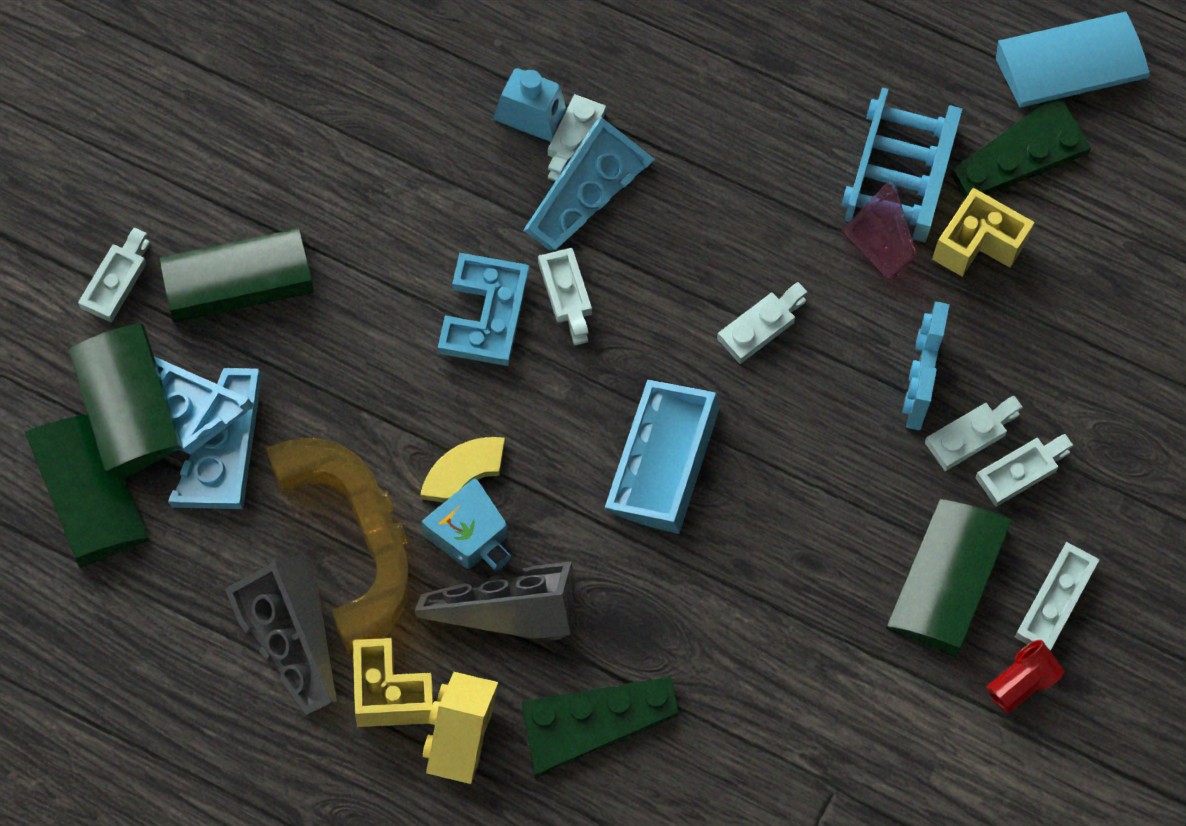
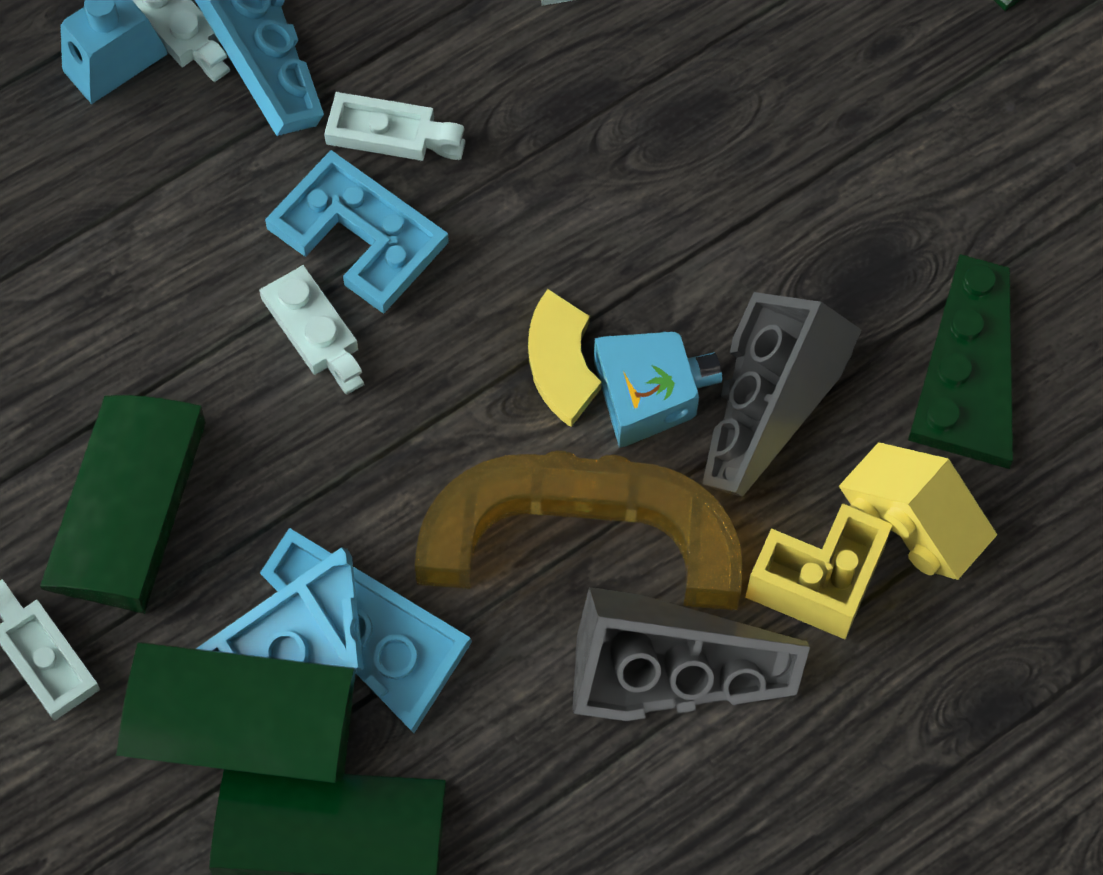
camera: 60 degrees left, 0 degrees up
(406, 319) = (314, 327): none -> light aqua plate
(663, 455) = (669, 127): medium azure slope -> none

